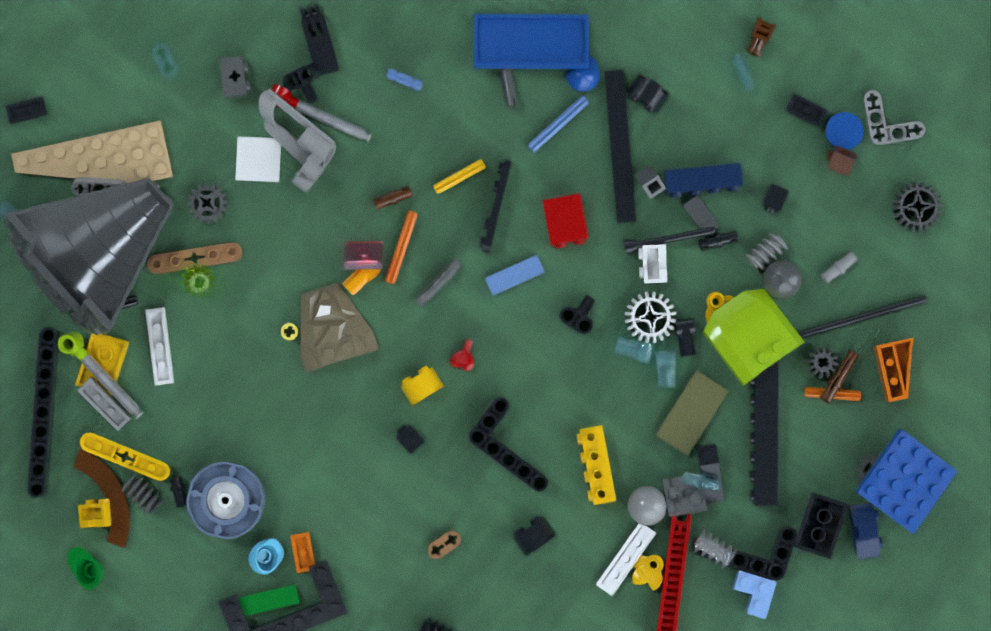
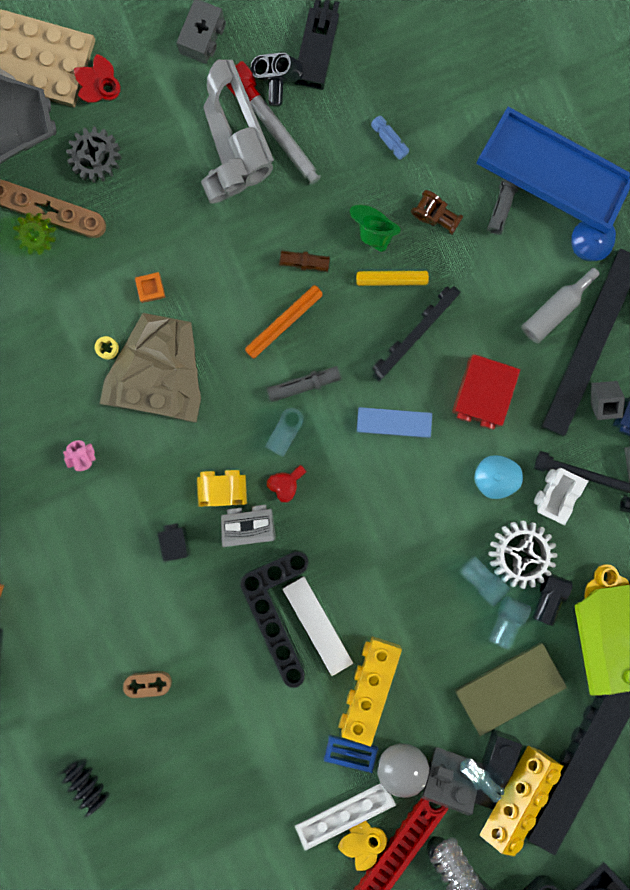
camera: 25 degrees right, 0 degrees up
(178, 151) = (95, 79): none -> red plate
(258, 159) = (178, 138): white sticker -> none
(296, 274) = (150, 287): none -> orange plate
(312, 415) = (79, 455): none -> bright pink gear
(359, 279) = (227, 328): light orange piece -> none
(363, 255) = (235, 306): clear pink tile -> none
(428, 148) = (374, 226): none -> green piece
(443, 324) = (284, 434): none -> clear light blue piece
(454, 399) = (247, 527): none -> light grey slope
(464, 115) = (436, 212): none -> reddish brown connector
(534, 536) = (255, 733): black cylinder -> none
(538, 441) = (317, 626): none -> white tile
(558, 123) = (535, 279): medium blue axle -> none
(579, 315) = (442, 508): black beam -> none
(583, 136) = (557, 308): none -> light grey piece
(592, 520) = (349, 763): none -> blue tile
(606, 273) = (498, 477): none -> medium azure hat
(737, 482) = (522, 801): none -> yellow brick

